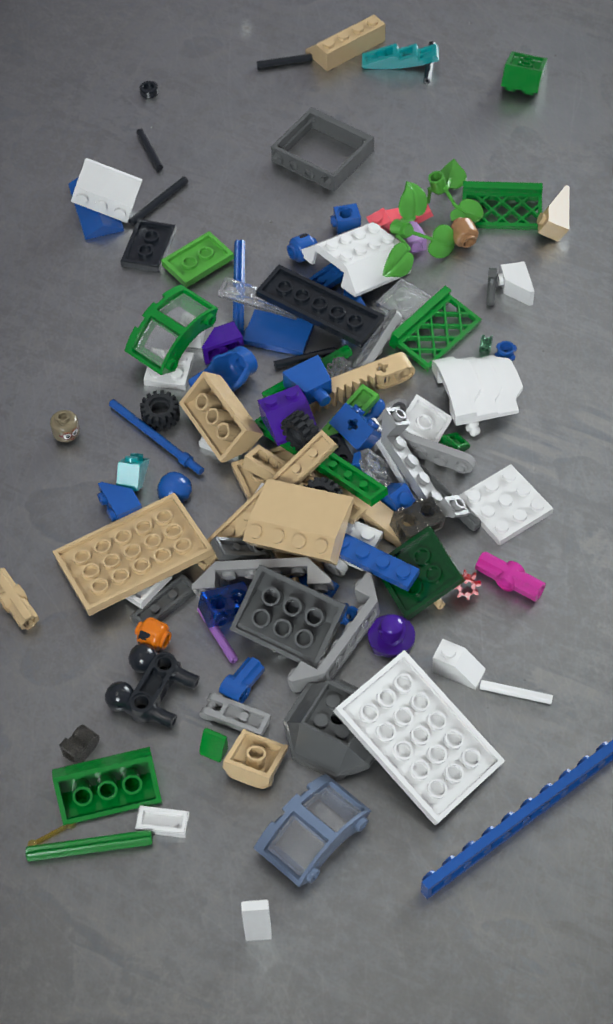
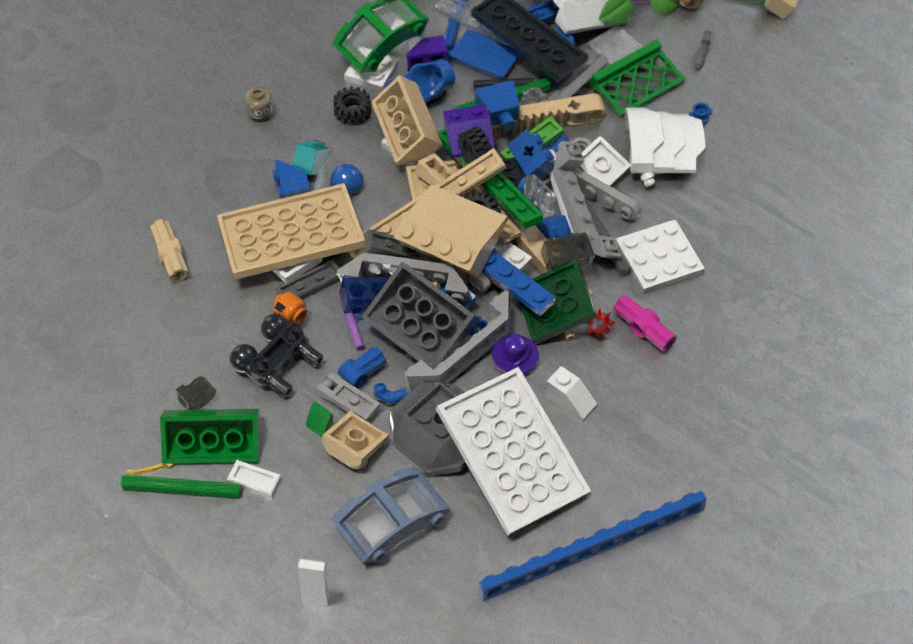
camera: 10 degrees right, 0 degrees up
(183, 457) = (362, 153): blue bar -> none
(274, 705) = (388, 396): none -> blue arm
(455, 441) = (627, 187): green slope -> none
(486, 344) = (682, 102): clear green bush -> none
(516, 282) = (729, 49): white slope -> none
(516, 692) = (621, 431): white bar -> none

